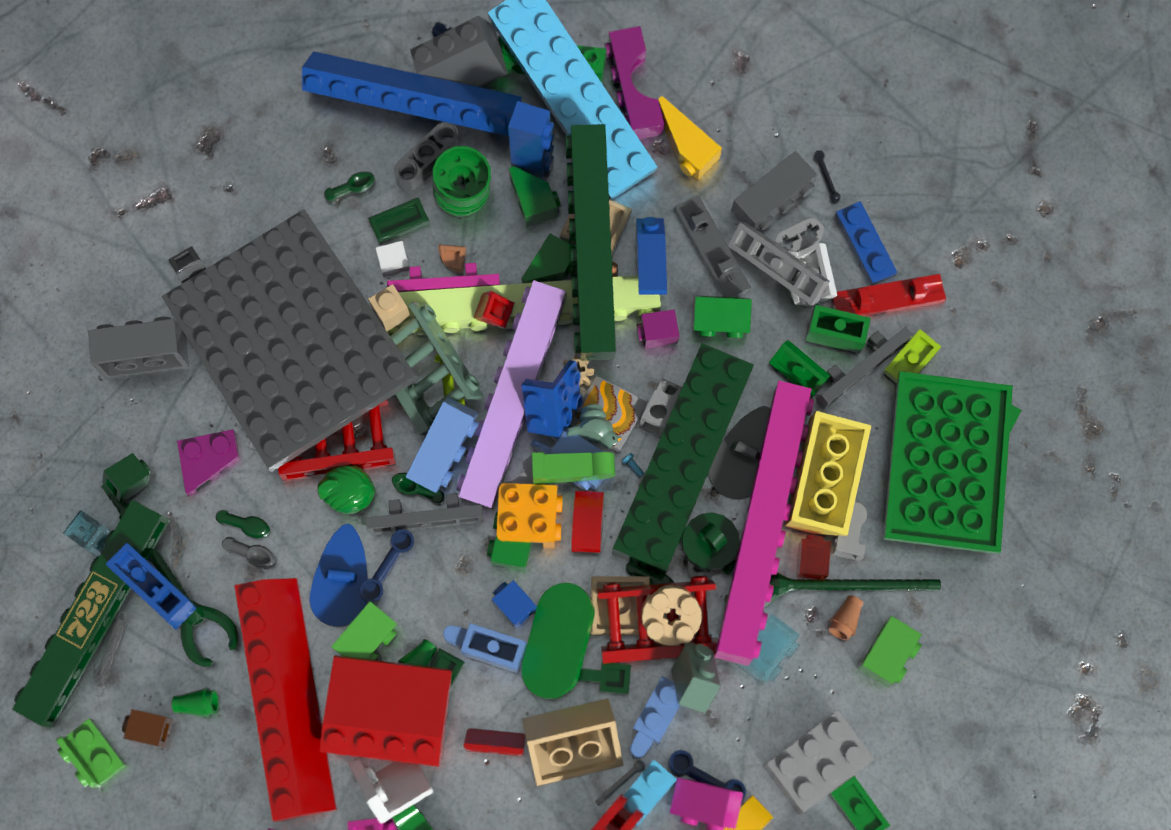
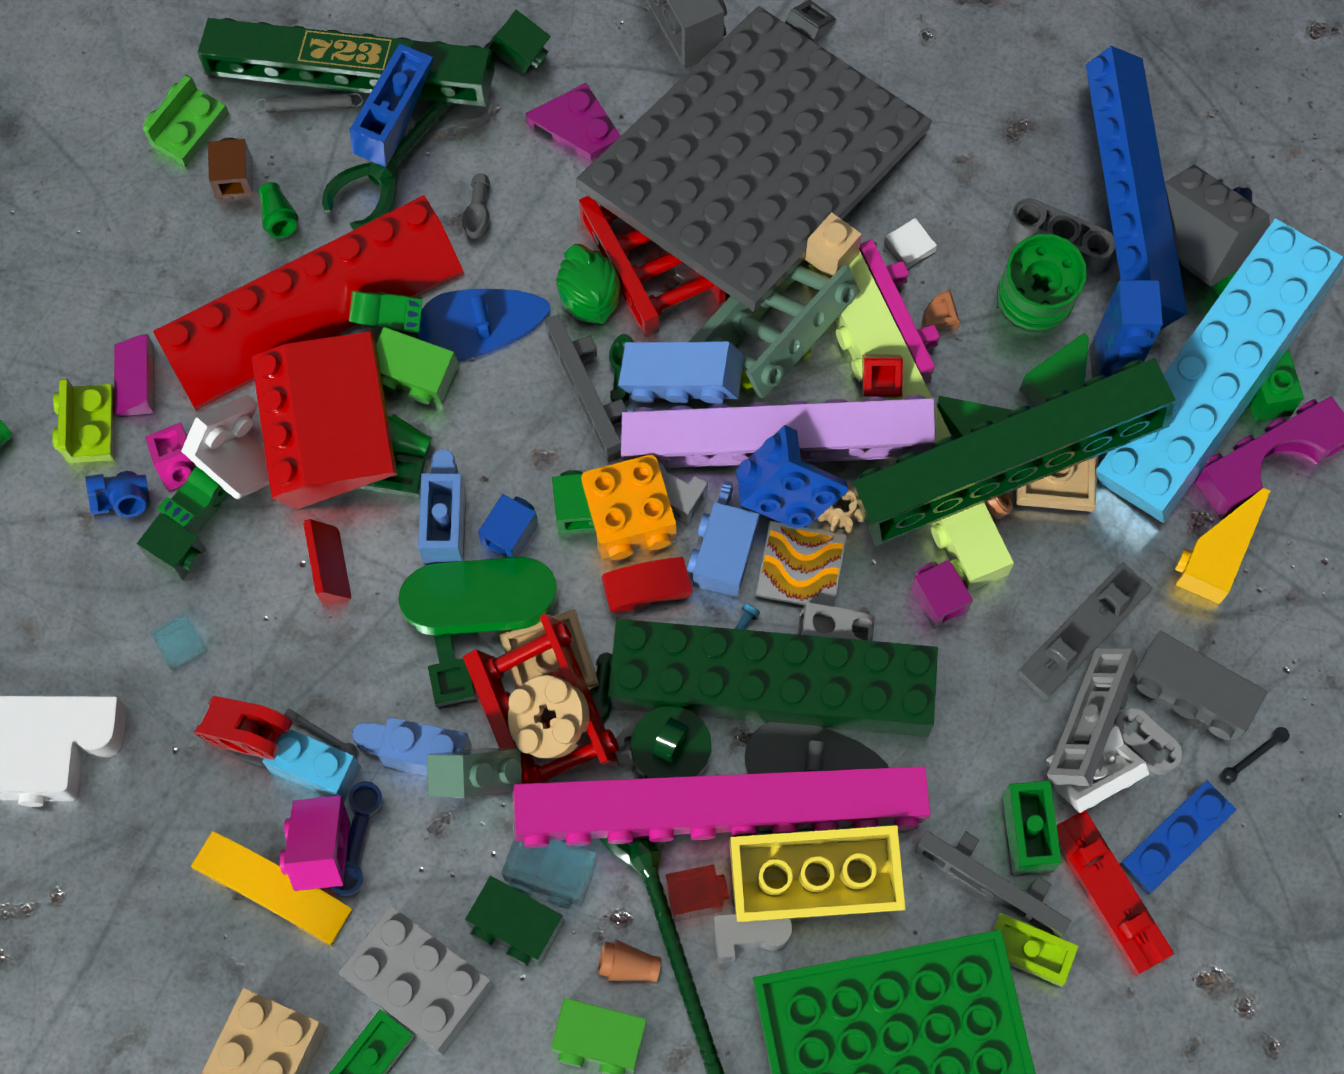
camera: 75 degrees right, 5 degrees down
(87, 533) = (441, 25): clear light blue slope -> none
(250, 526) = (510, 199): dark green piece -> none
(315, 640) = (386, 310): none -> green leg
(356, 183) = (991, 170): dark green piece -> none
(398, 220) = (963, 235): dark green tile -> none
(400, 543) = (475, 359): dark blue bar -> none
(572, 467) = (704, 530): bright green leg -> none
(573, 742) = (353, 654): tan slope -> none
(595, 427) = (771, 547): sand green animal -> none
(651, 256) = (1034, 544): blue slope -> none
(721, 315) = (991, 667): green brick -> none
(797, 684) = (514, 921): none -> dark green piece
(799, 367) = (956, 795): green plate -> none

